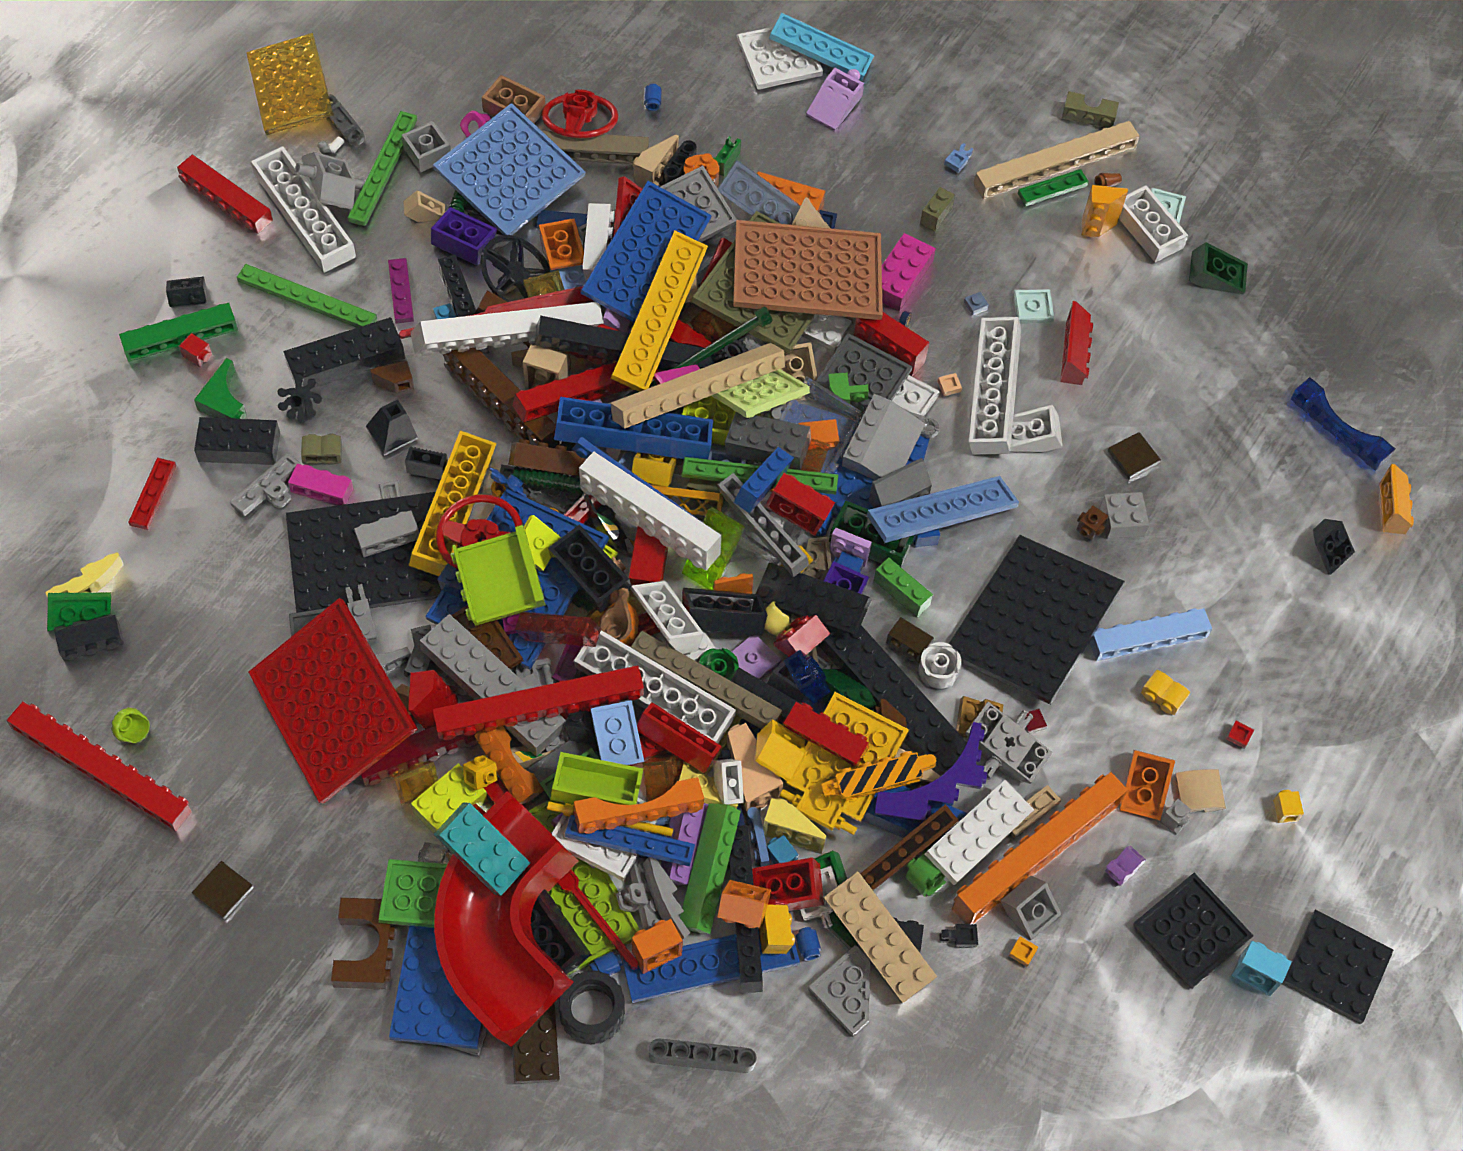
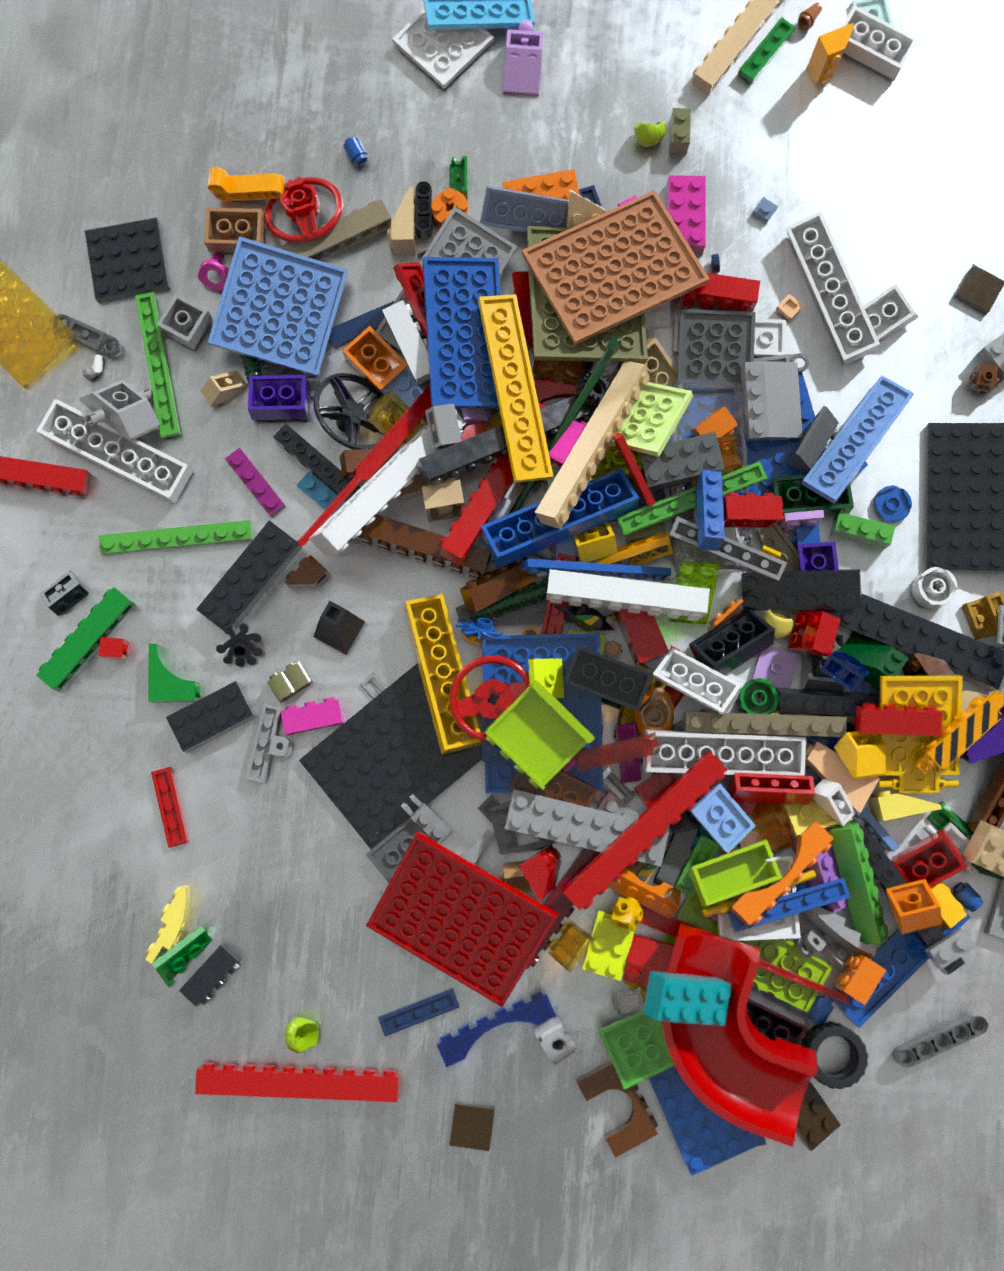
camera: 25 degrees left, 20 degrees up
(244, 768) = (418, 1012): none -> dark blue tile
(259, 812) = (456, 1046): none -> clear blue arch
(338, 843) = (555, 1040): none -> light grey brick
(387, 533) = (402, 733): light grey brick -> none
(413, 85) = (127, 259): none -> black plate
(425, 462) = (391, 645): black brick -> none
(542, 77) = (244, 186): none -> light orange beam
(581, 306) = (443, 425): none -> light grey brick
(720, 391) = (633, 469): none -> red tile
(754, 952) = (950, 948): none -> light grey brick
(781, 850) = (902, 830): dark azure brick -> none
(840, 386) = (707, 370): bright green brick -> none
(908, 639) = (894, 577): dark brown brick -> none
(909, 198) = (649, 135): none -> lime hair
(946, 584) = (892, 504): none -> blue tile
(958, 159) = (667, 65): medium blue plate -> none
(1033, 306) = (815, 185): light aqua tile -> none
(1076, 345) = (876, 207): red slope -> none
(1217, 270) = (954, 59): dark green slope -> none

